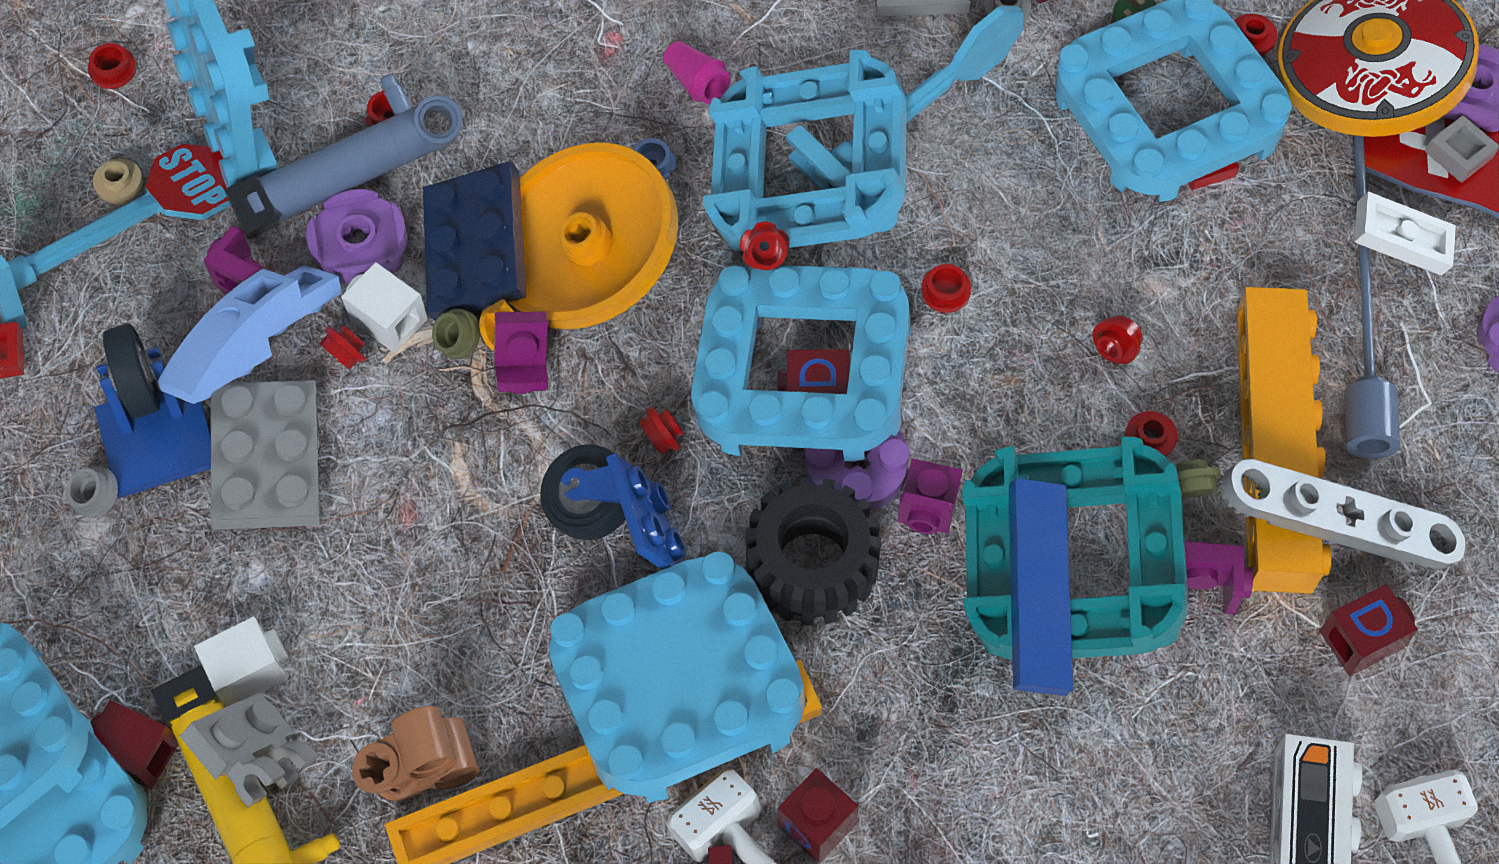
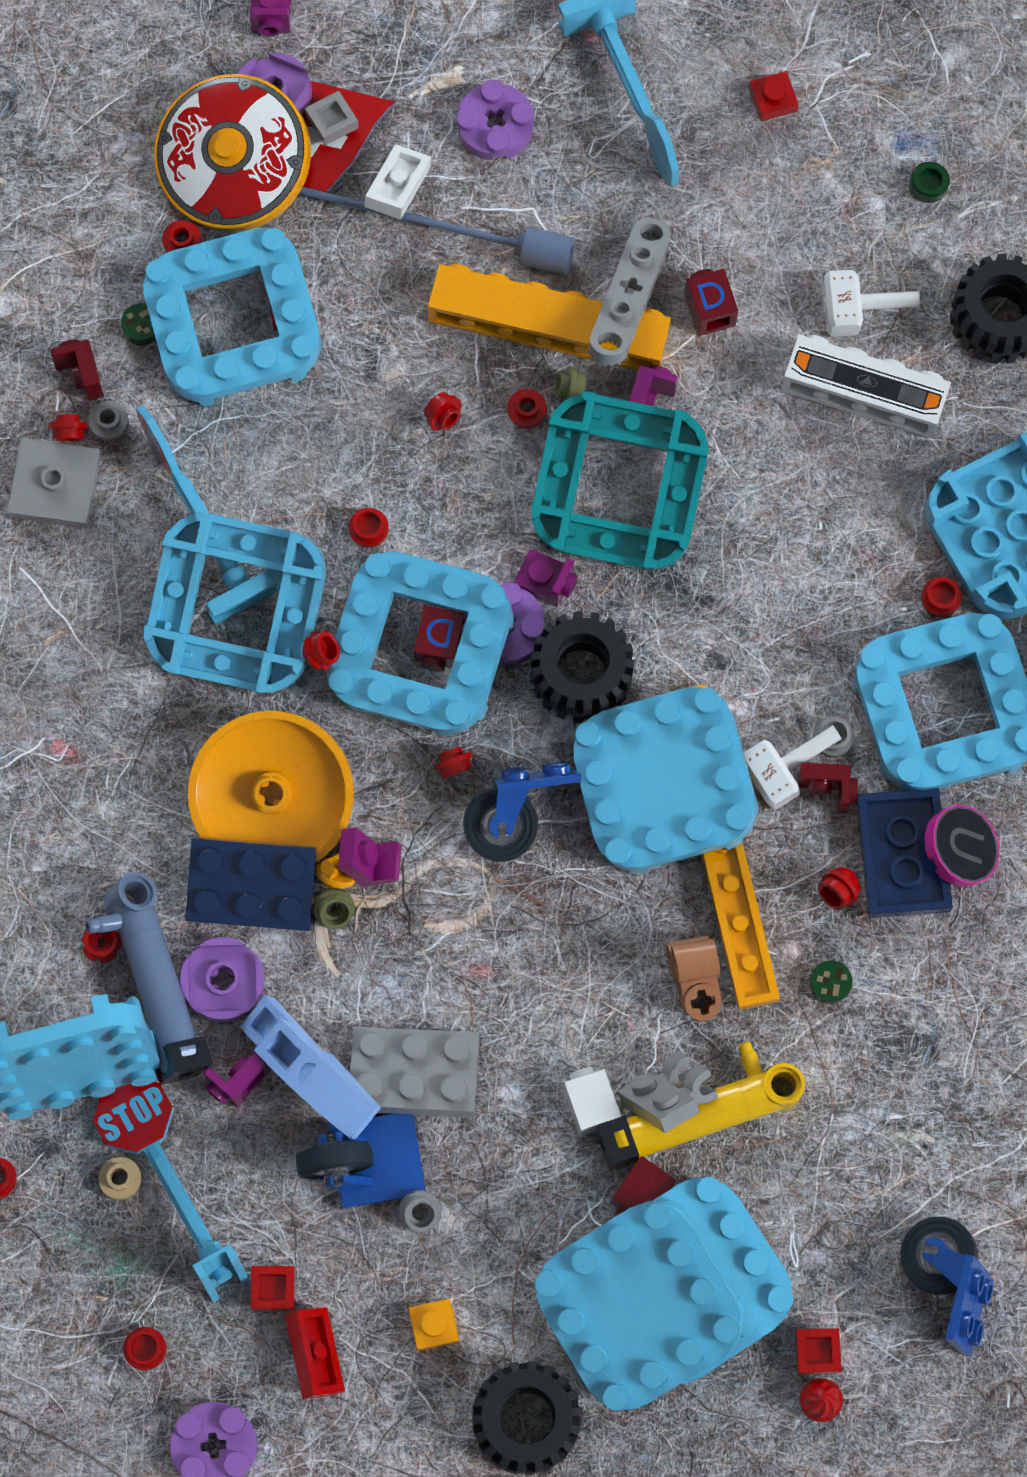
camera: 85 degrees left, 10 degrees up
(343, 346) = (327, 1000): red plate -> none
(384, 307) = (298, 963): white brick -> none
(657, 152) = (190, 727): medium blue plate -> none
(697, 72) = (120, 680): dark pink cone -> none
(817, 815) = (784, 702): dark red brick -> none
(1040, 588) = (649, 509): blue tile -> none

